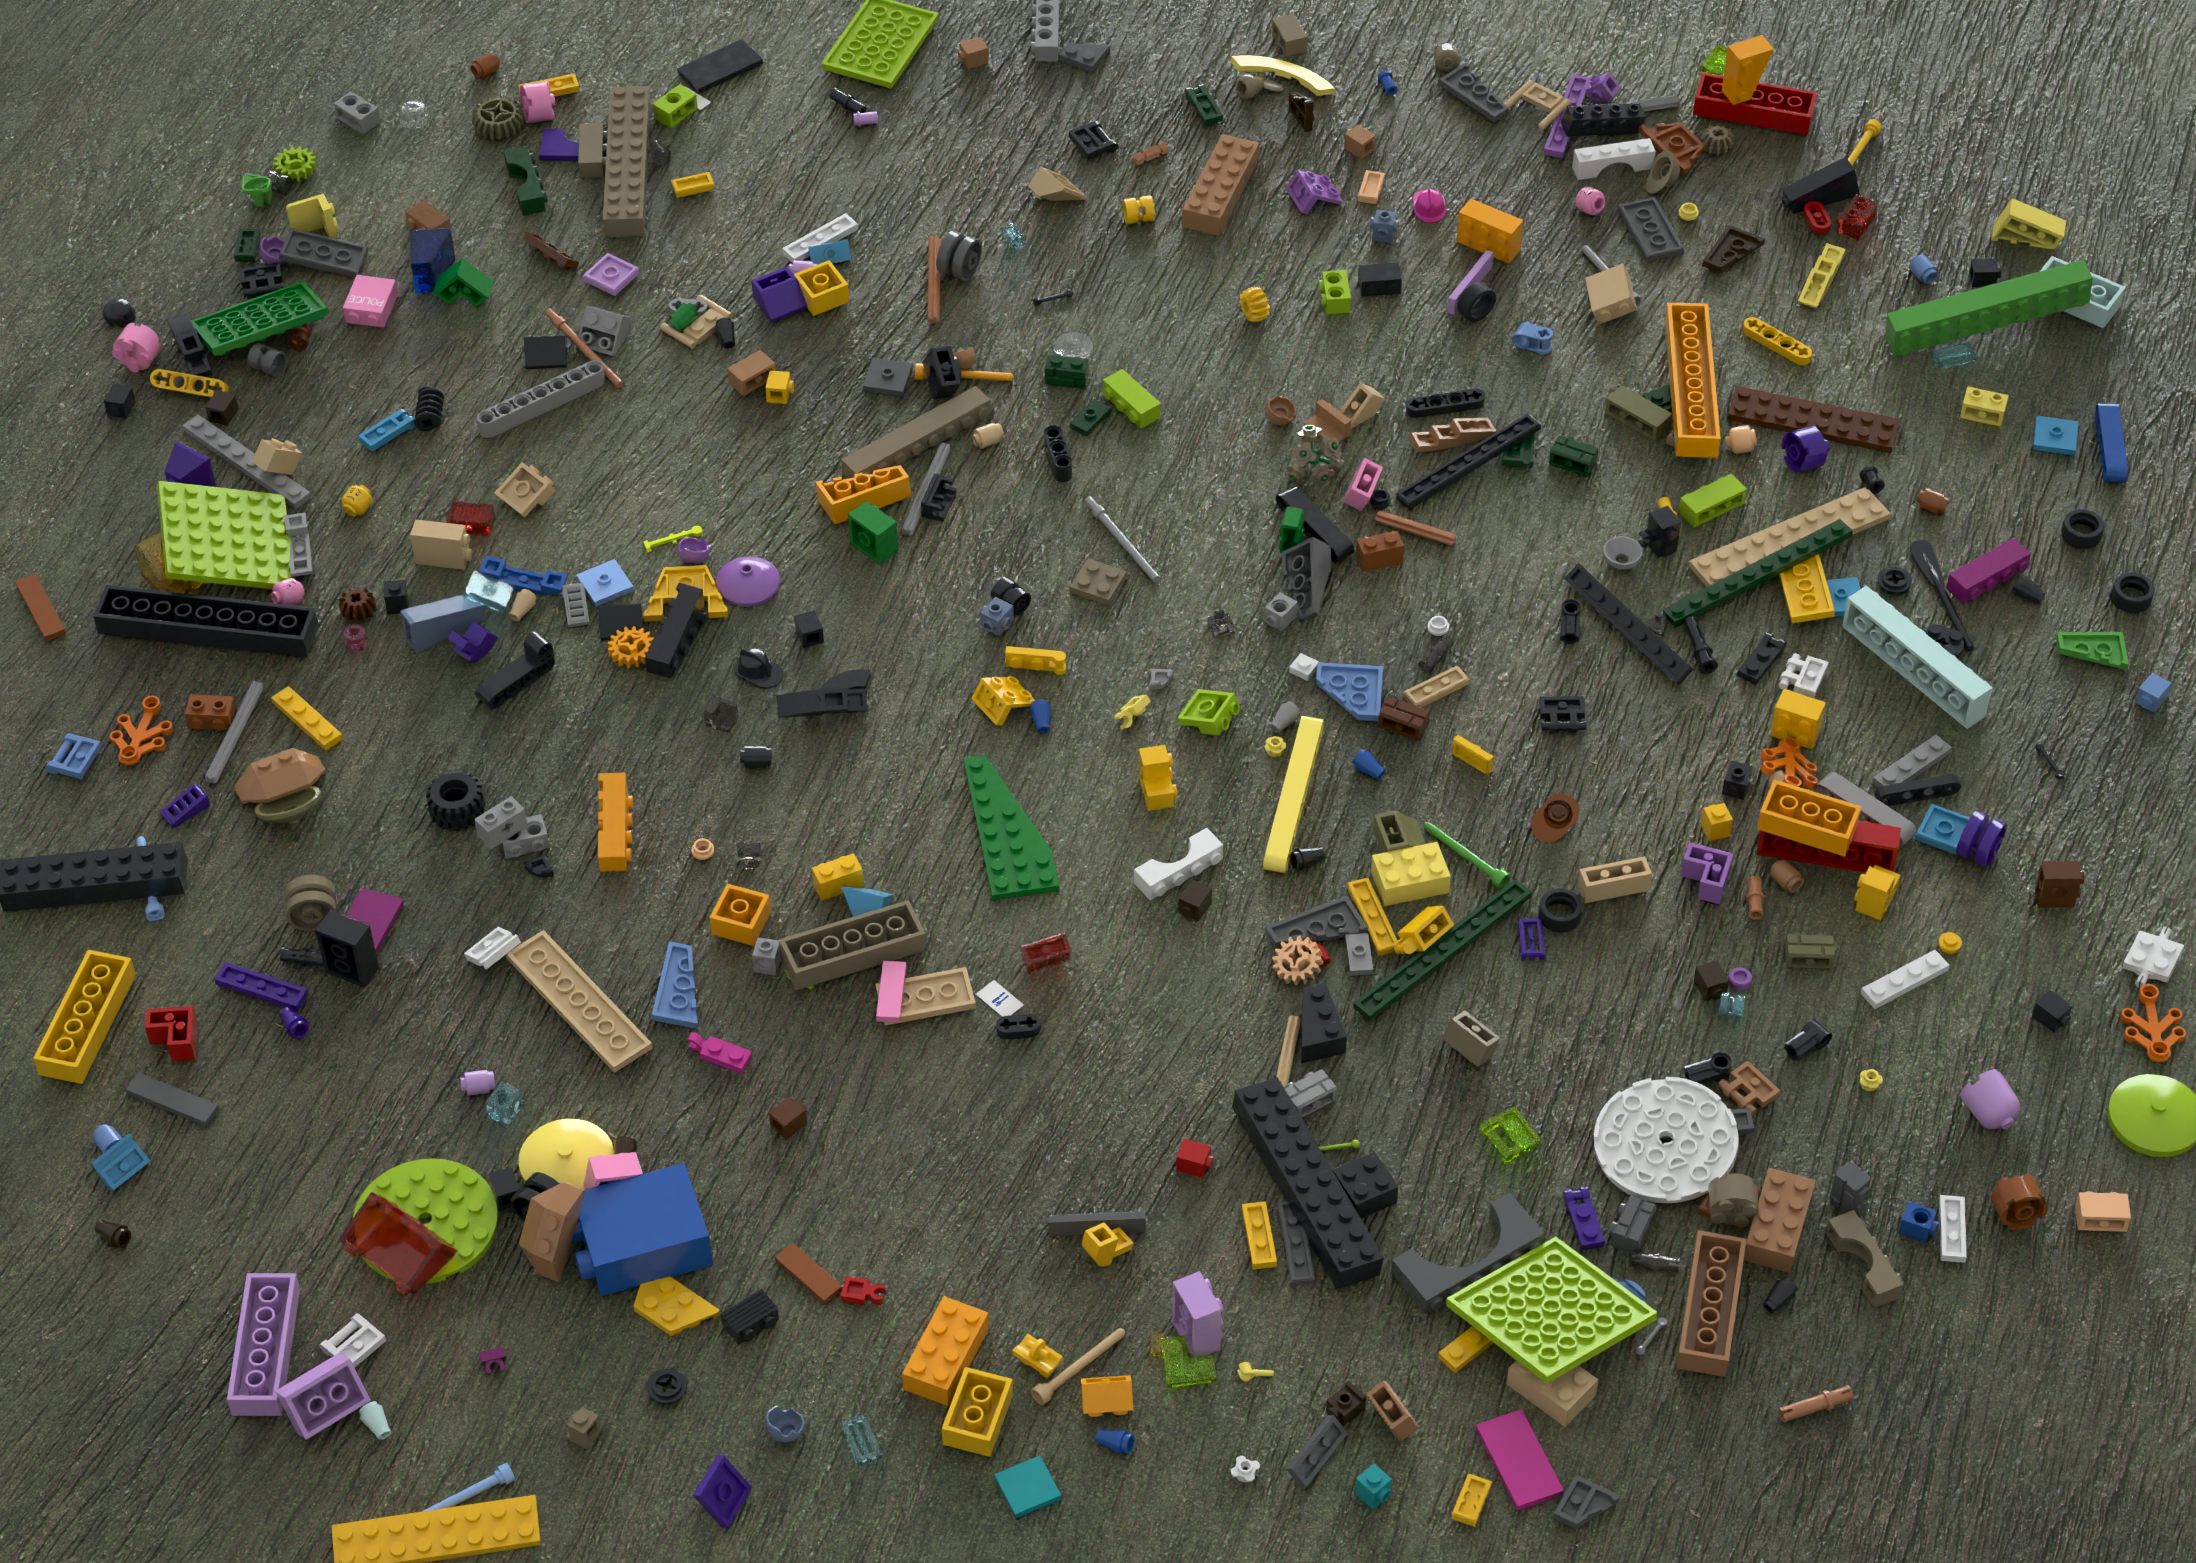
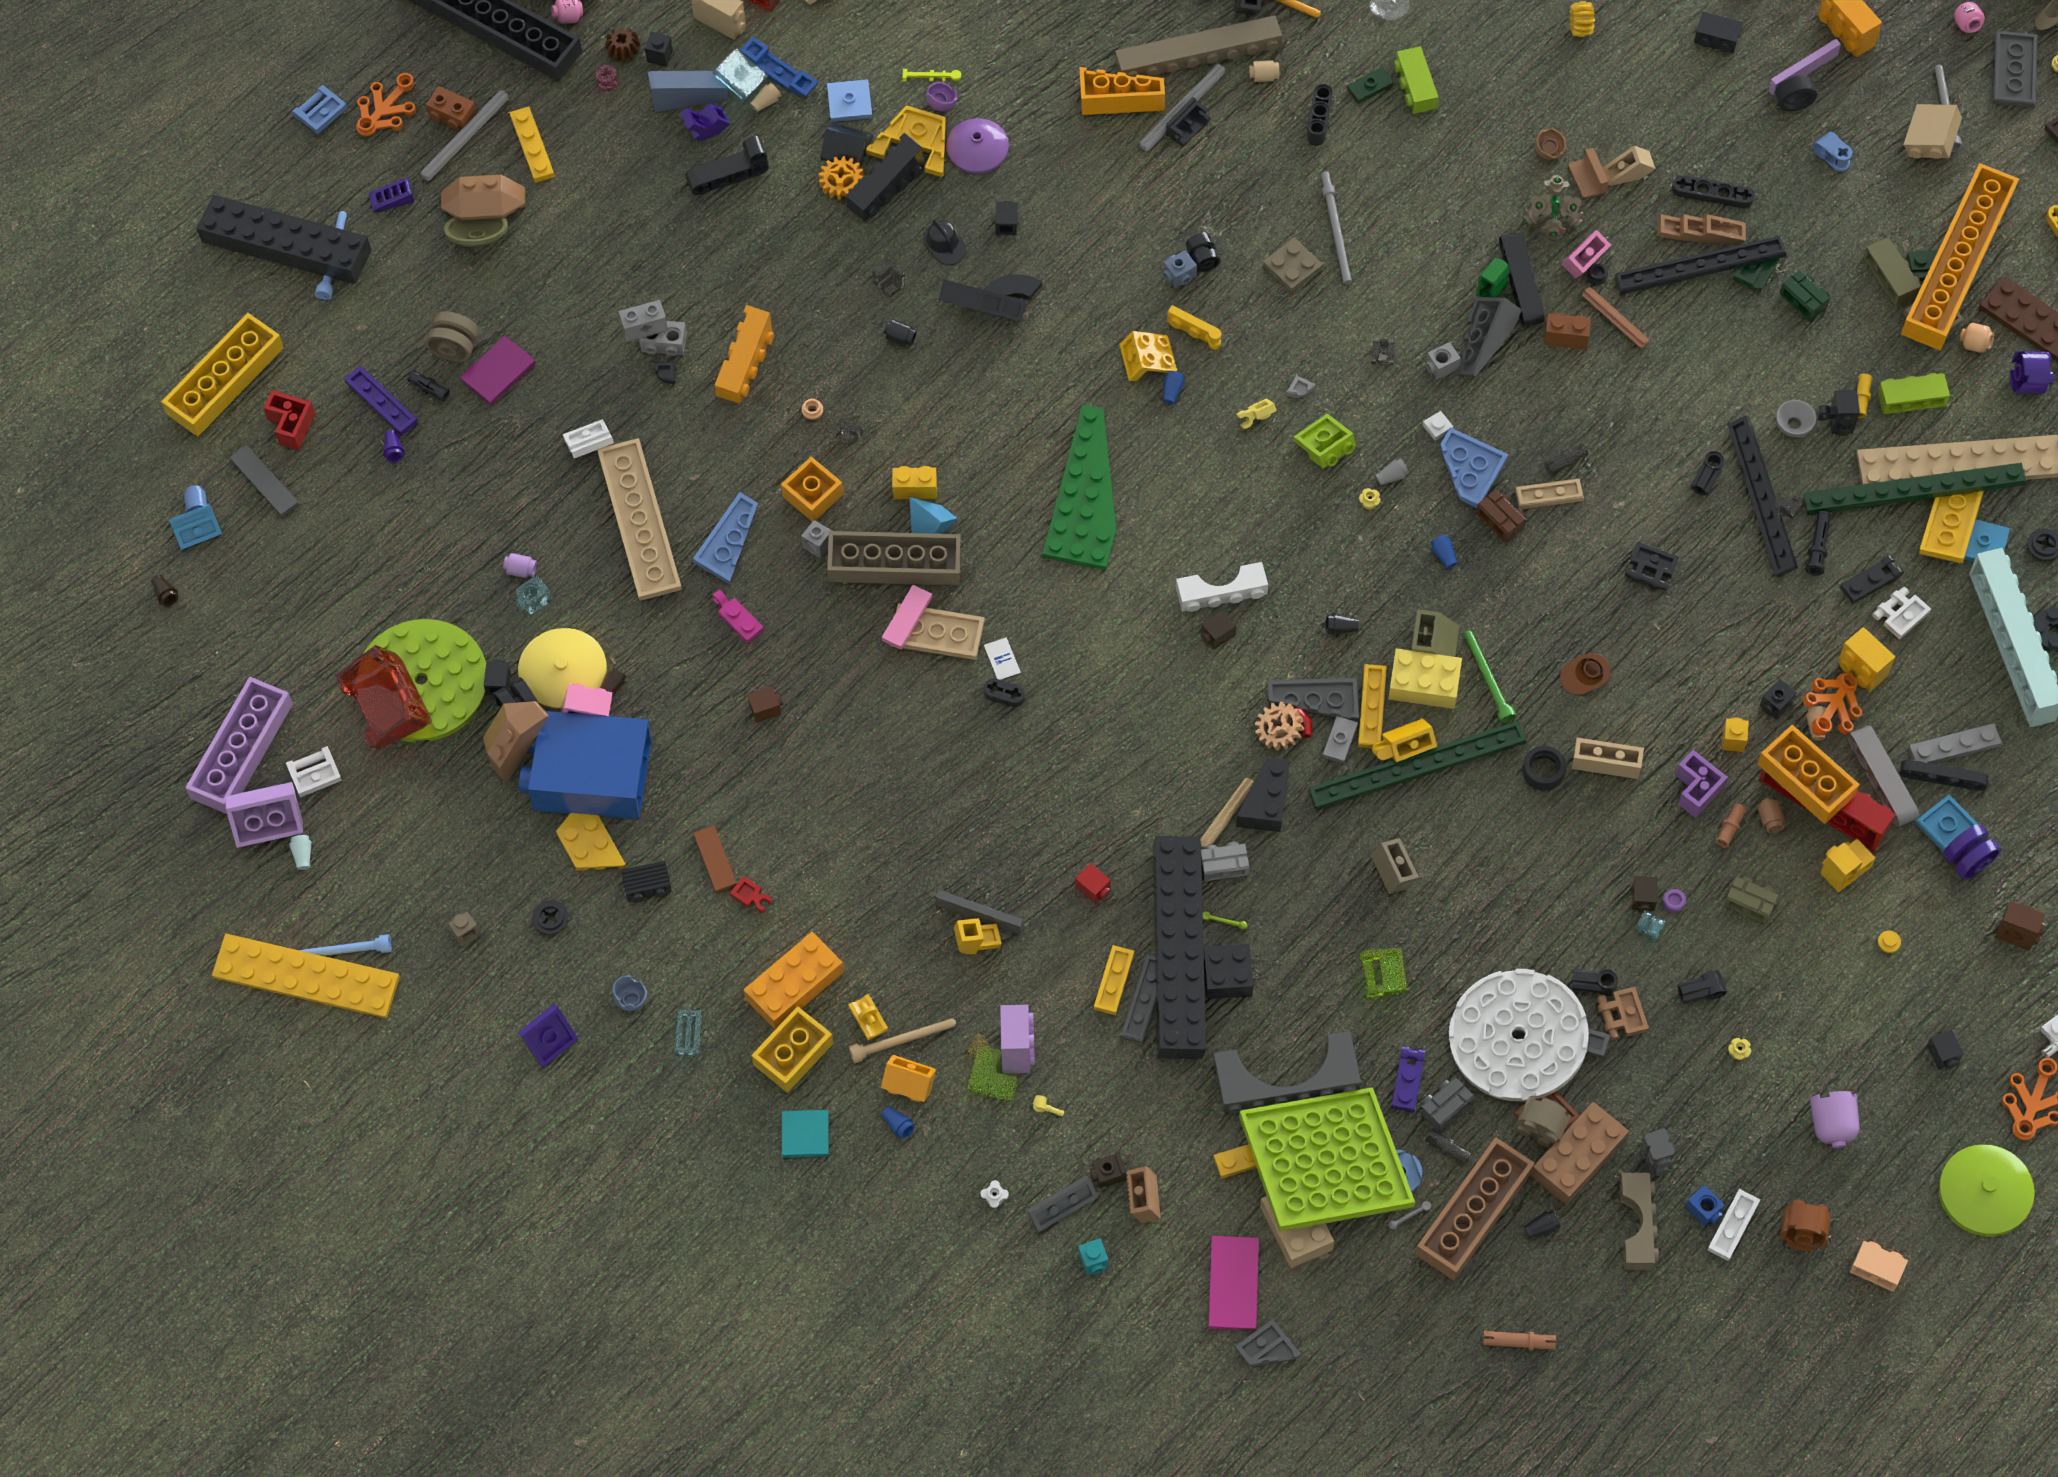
camera: 25 degrees right, 15 degrees up
(347, 948) = (461, 395): black brick -> none
(450, 788) = (623, 293): black tyre -> none
(491, 1356) = (421, 831): magenta tile -> none
(571, 593) = (813, 102): light grey slope -> none
(873, 532) = (1108, 139): green brick -> none
(1046, 952) = (1059, 631): clear red brick -> none
(1066, 371) = (1370, 28): dark green brick -> none
(1156, 777) = (1243, 489): yellow brick -> none
(1293, 794) = (1361, 555): light yellow beam -> none
(1335, 291) = (1670, 32): lime brick -> none
(1438, 626) = (1583, 430): white plate -> none
(1471, 1500) = (1172, 1303): yellow plate -> none
(1472, 754) = (1545, 578): yellow plate -> none
(1531, 953) = (1497, 801): dark purple tile -> none
(1904, 979) = (1827, 961): white plate -> none

